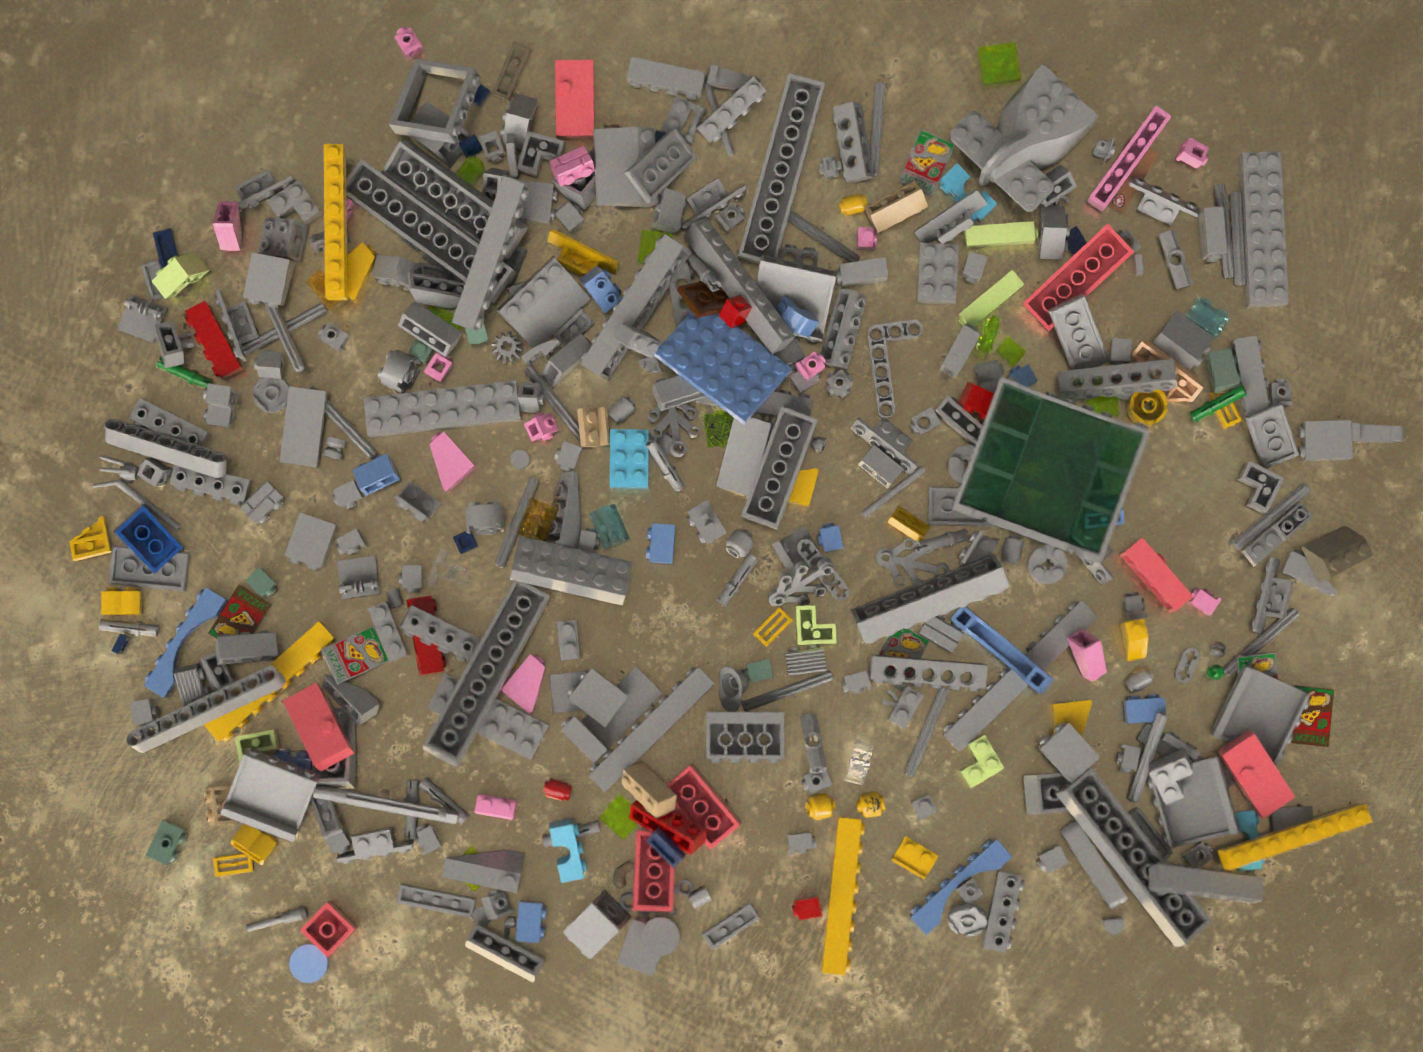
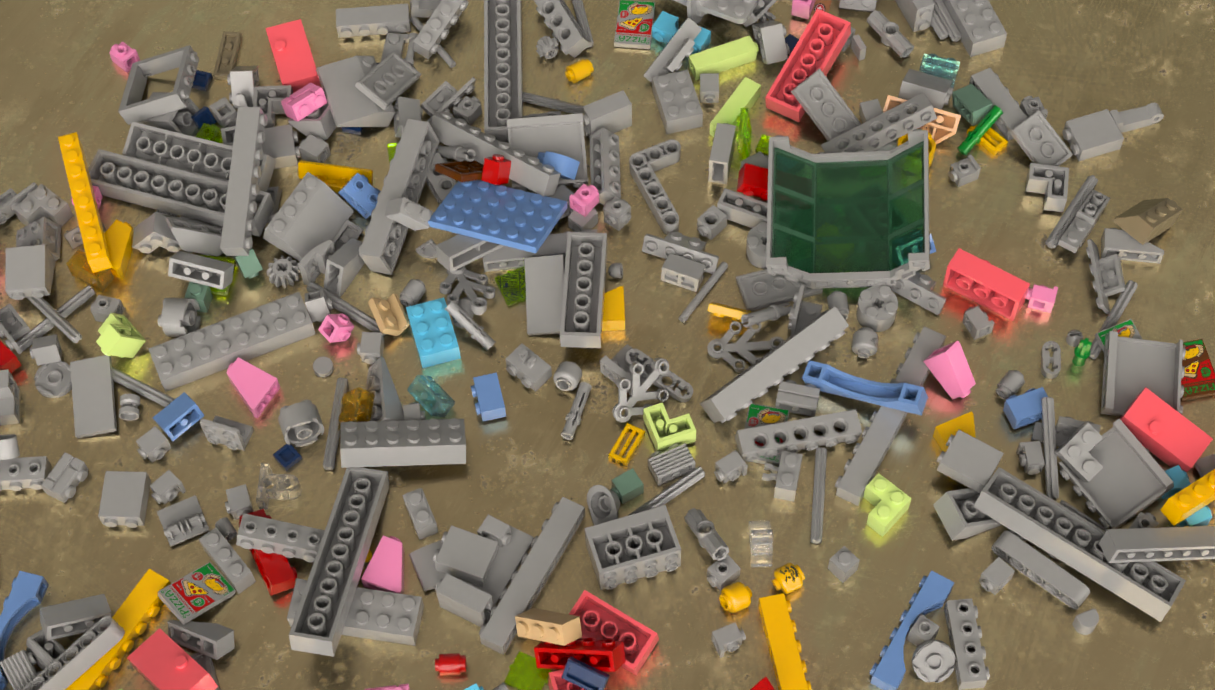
camera: 20 degrees left, 25 degrees down
(240, 614) = (64, 585): tile -> none
(262, 582) = (80, 553): sand green brick -> none
(341, 374) = (119, 337): none -> yellowish green brick
(431, 369) = (219, 306): bright pink brick -> none
(629, 682) = (495, 530): none -> light grey brick
(830, 538) = (656, 345): medium blue brick -> none
(866, 239) = (599, 89): bright pink brick -> none
(896, 206) = (619, 60): tan brick -> none
(914, 857) = (853, 620): yellow plate -> none
(1023, 595) = (865, 342): none -> light grey head
(1134, 639) = (989, 344): yellow slope -> none
(1194, 441) = (964, 171): none -> light grey brick

